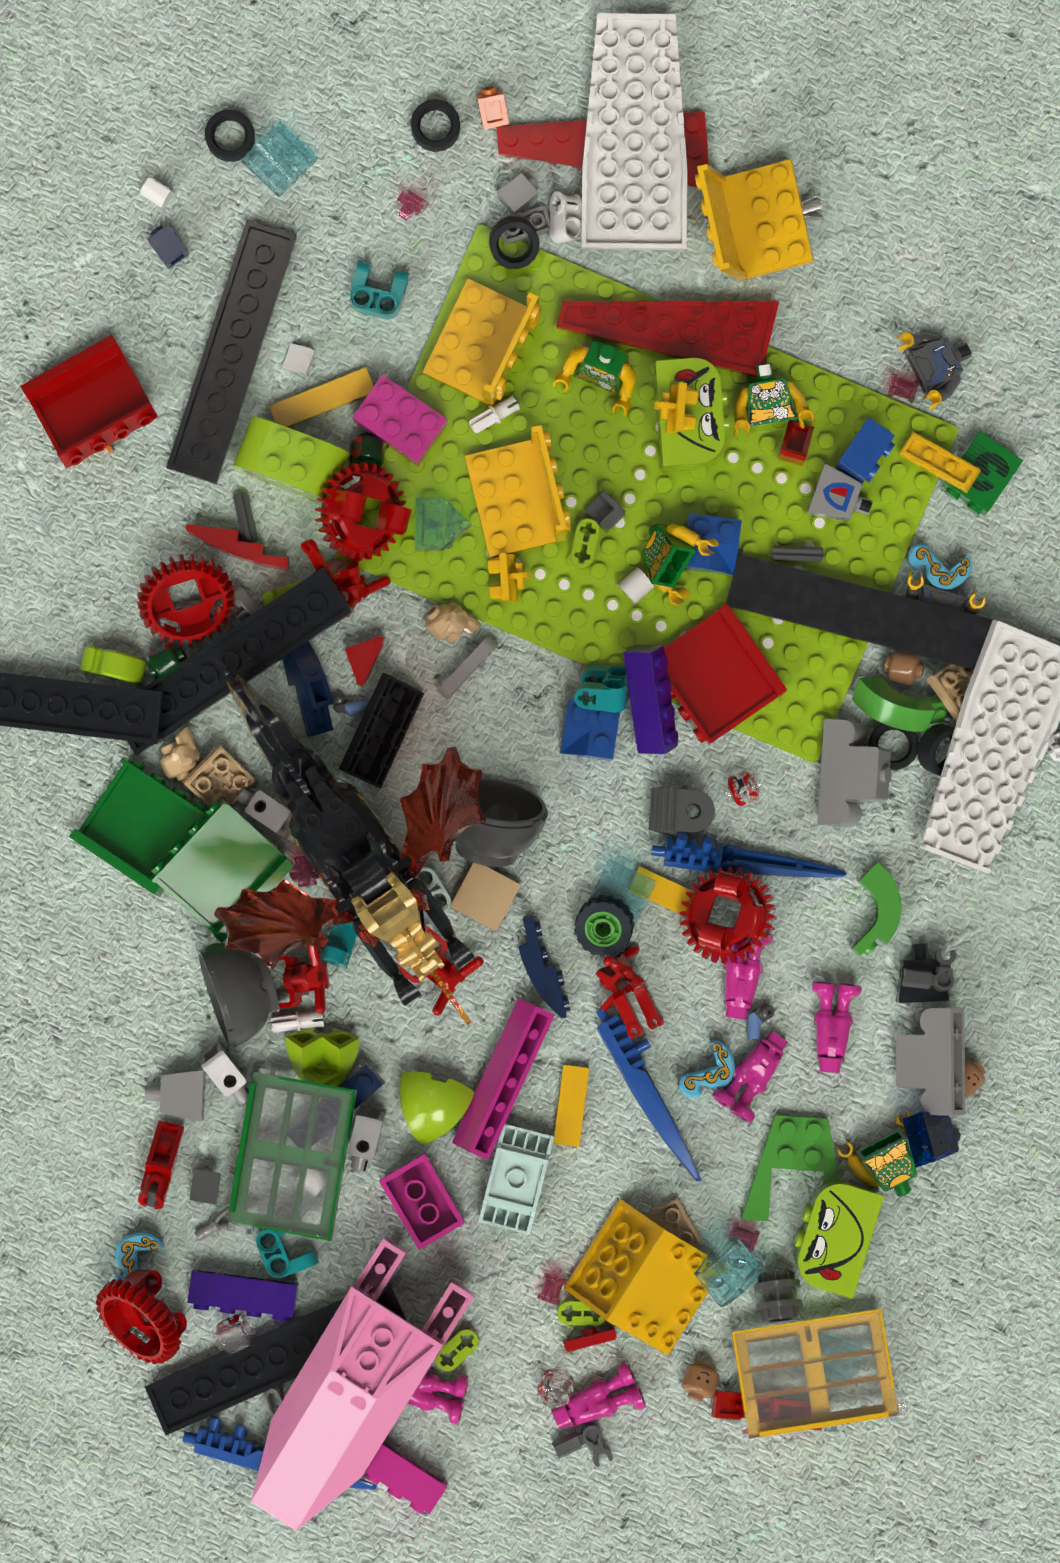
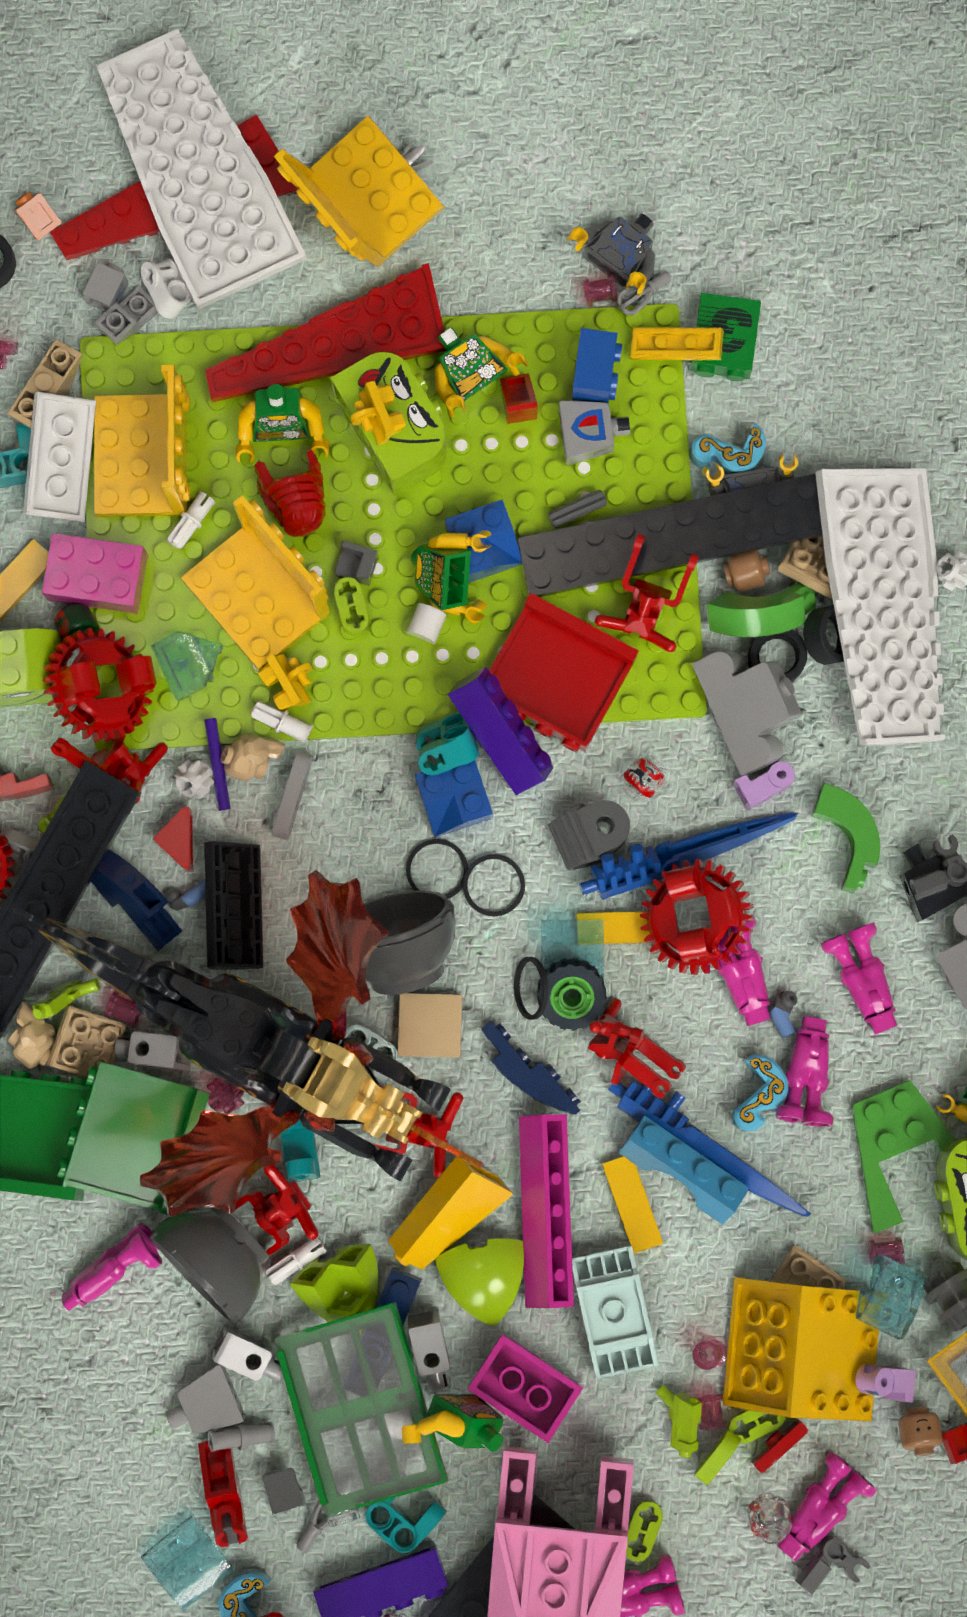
camera: 25 degrees left, 5 degrees down
(108, 1203) = (187, 1563): none -> clear light blue slope
(157, 957) = (111, 1267): none -> dark pink piece
(193, 1131) = (241, 1436): none -> light grey pin
(219, 735) = (63, 996): none -> lime piece
(259, 767) = (122, 1009): none -> clear pink bush
(363, 1201) = (460, 1419): none -> torso
(399, 617) = (194, 778): none -> white gear
(417, 314) = (59, 457): none -> white tile
(421, 614) = (217, 767): none -> dark purple bar
(428, 1043) = (448, 1212): none -> yellow slope
(434, 252) = (52, 376): none -> tan slope
(487, 607) = (281, 721): none -> white axle
(513, 262) = (147, 335): black tyre -> none
(531, 1281) = (685, 1416): none -> lime piece
(539, 1324) = (717, 1457): none -> lime beam
(561, 758) = (430, 842): none -> black piece
(564, 806) = (517, 869): none -> black piece
(580, 1246) = (700, 1355): none -> clear pink bush
(583, 441) = (294, 498): none -> red hair
(585, 911) = (544, 982): none -> black piece
(636, 1122) = (657, 1149): none -> dark azure arch
(696, 1333) = (887, 1381): none -> lavender leg
(812, 655) = (646, 603): none -> red piece
(843, 840) = (766, 786): none -> lavender leg
(942, 407) = (650, 288): none -> light grey piece

